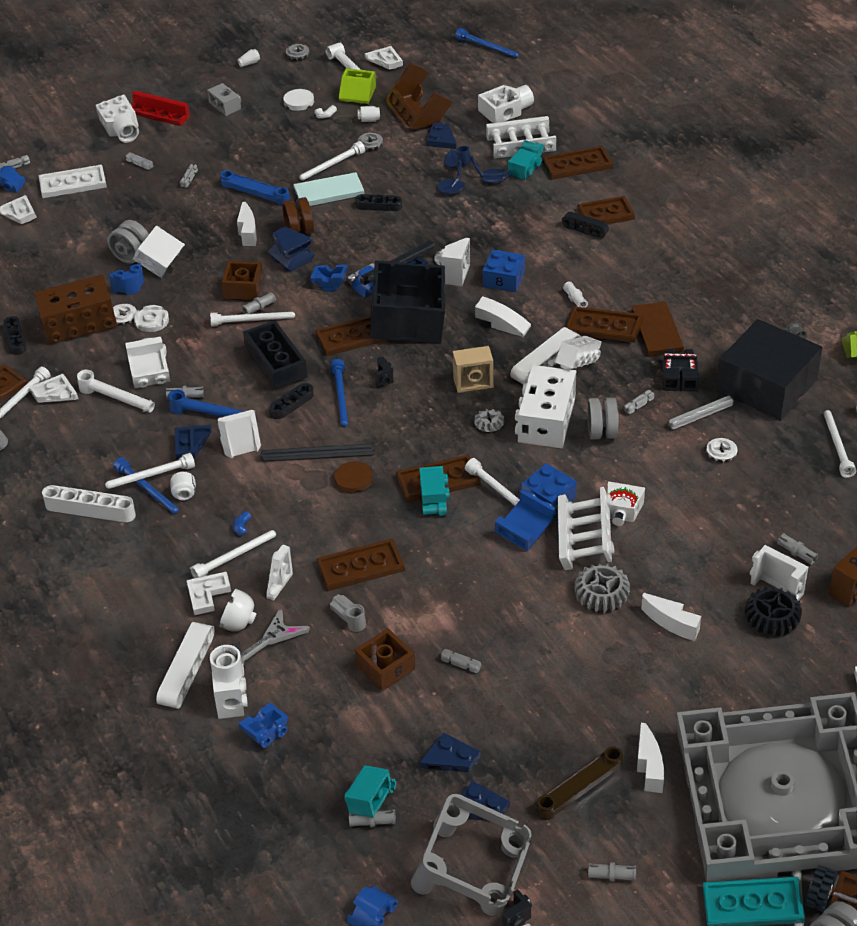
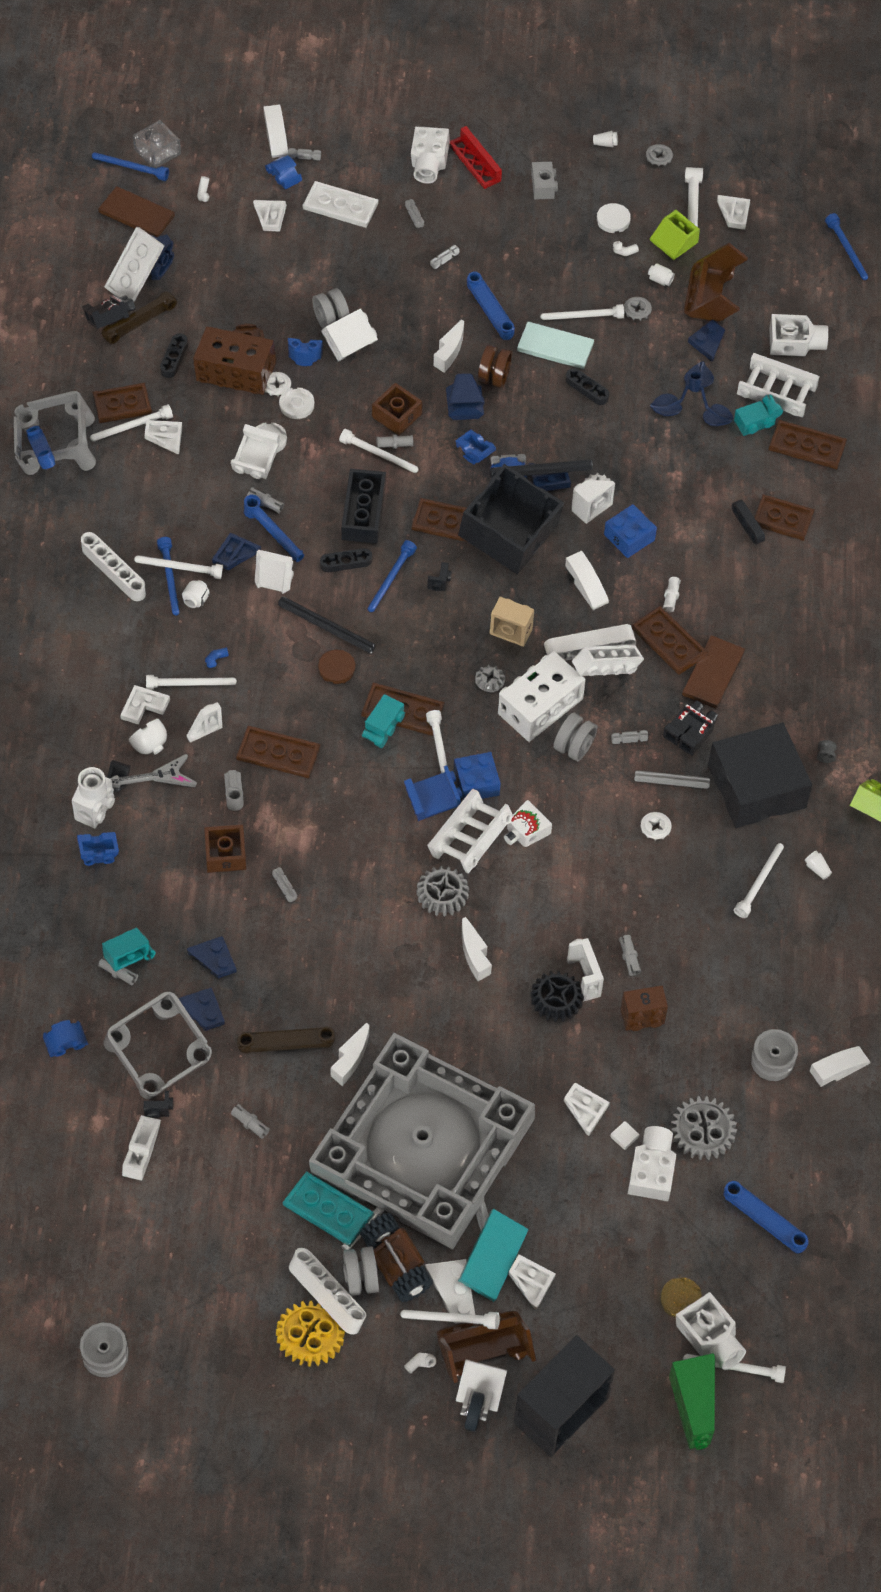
camera: 30 degrees right, 15 degrees up
(88, 384) = (198, 448): white piece -> none
(185, 665) = (82, 757): white beam -> none

